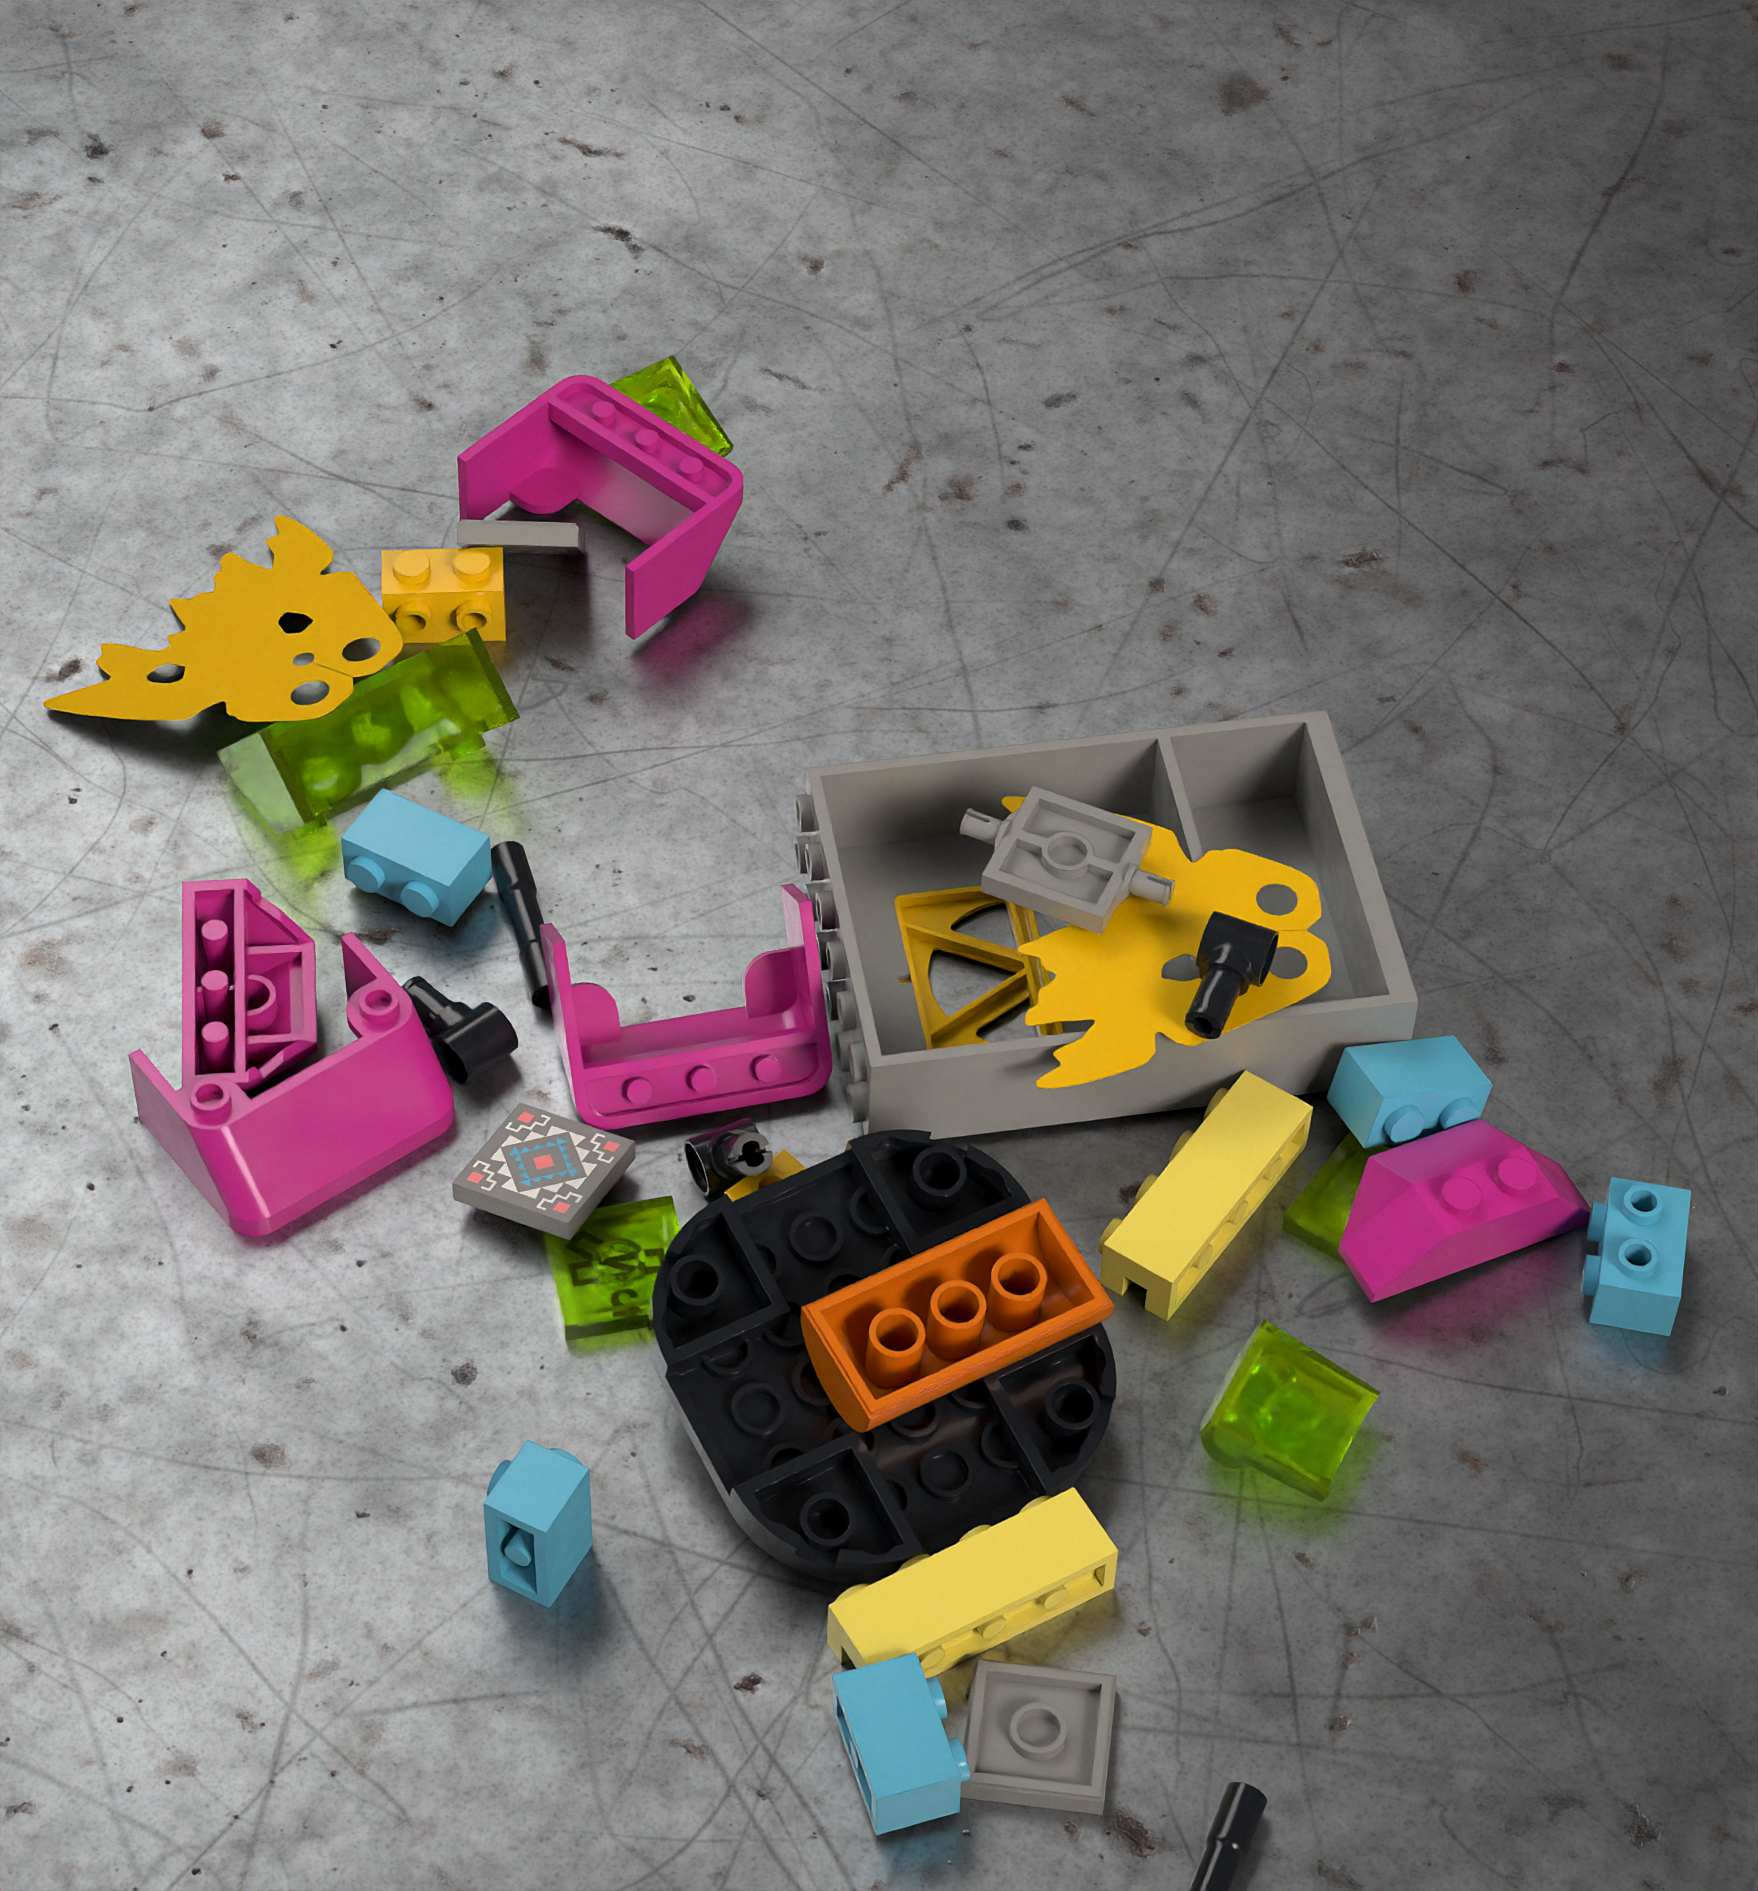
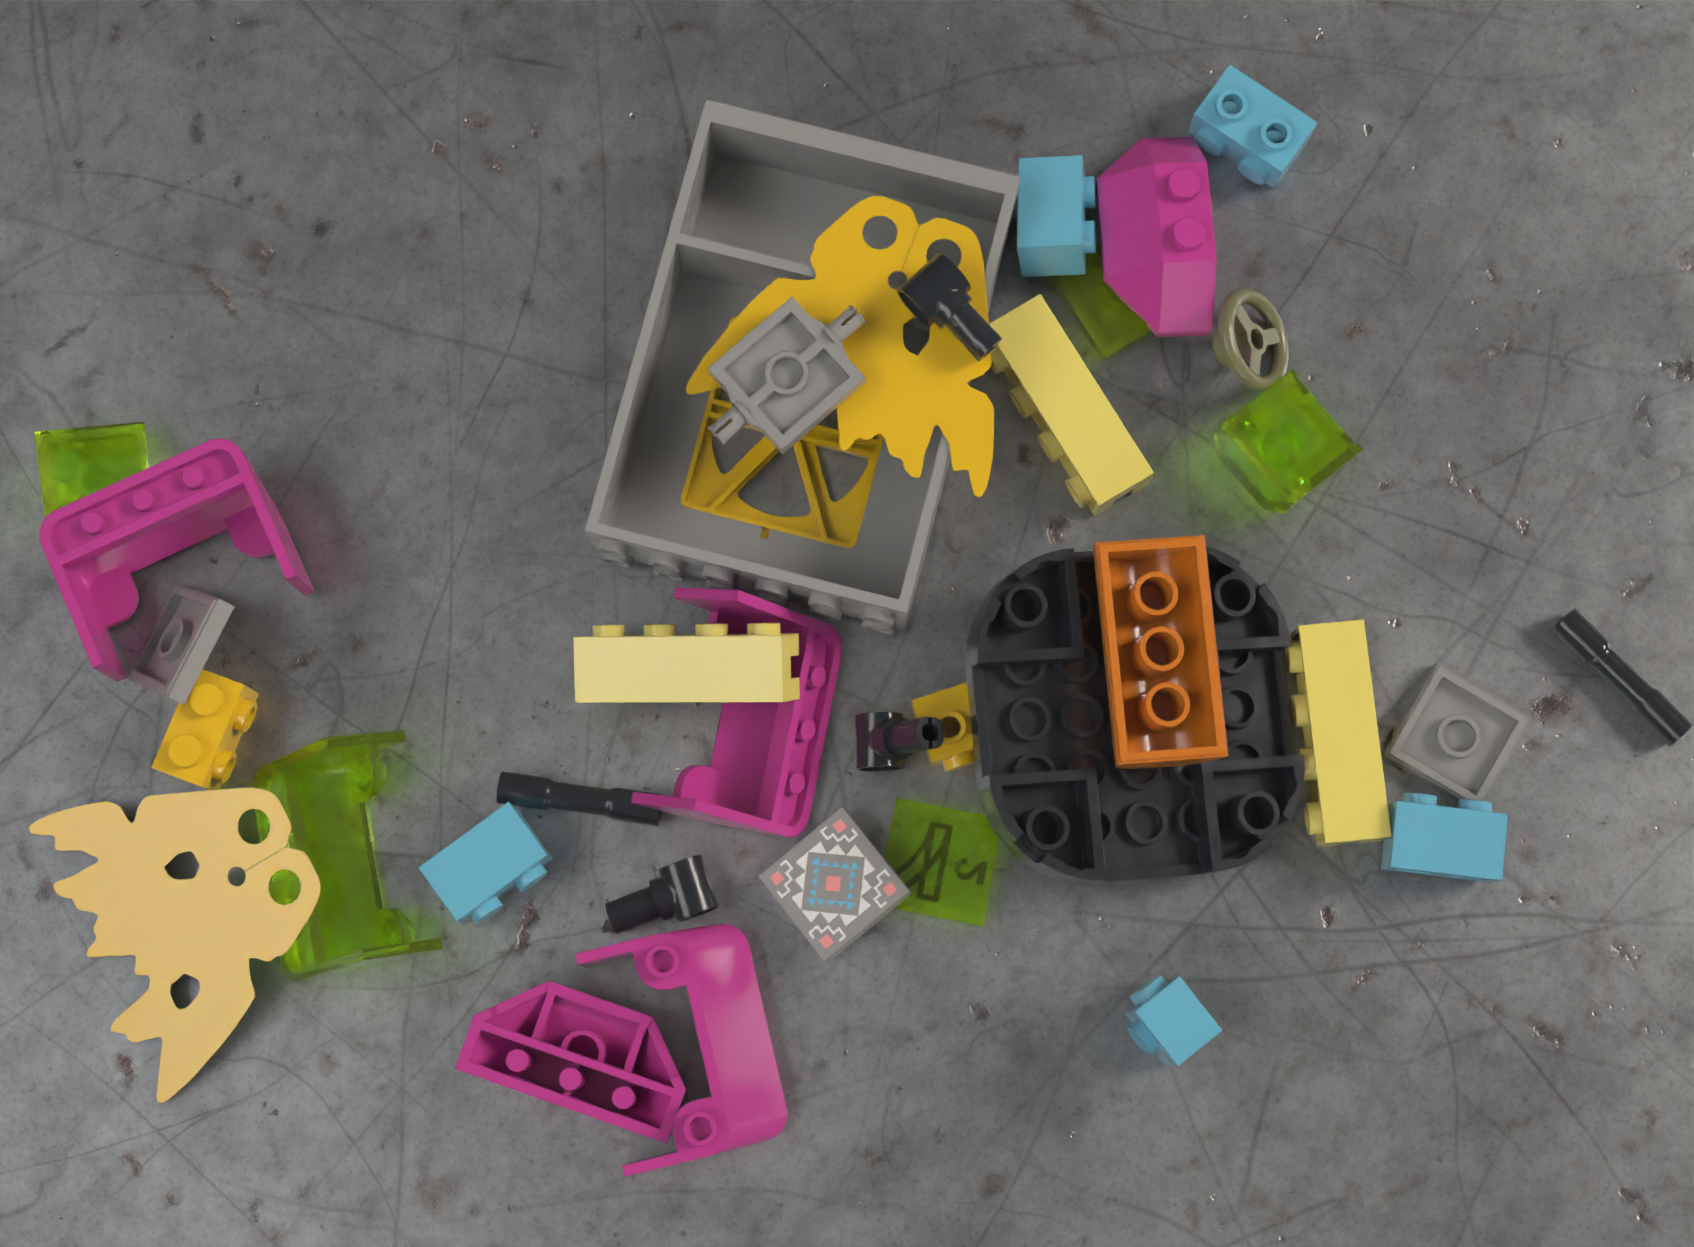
camera: 60 degrees left, 30 degrees up
(714, 933) = (685, 666): none -> light yellow brick
(1358, 1328) = (1241, 342): none -> olive piece

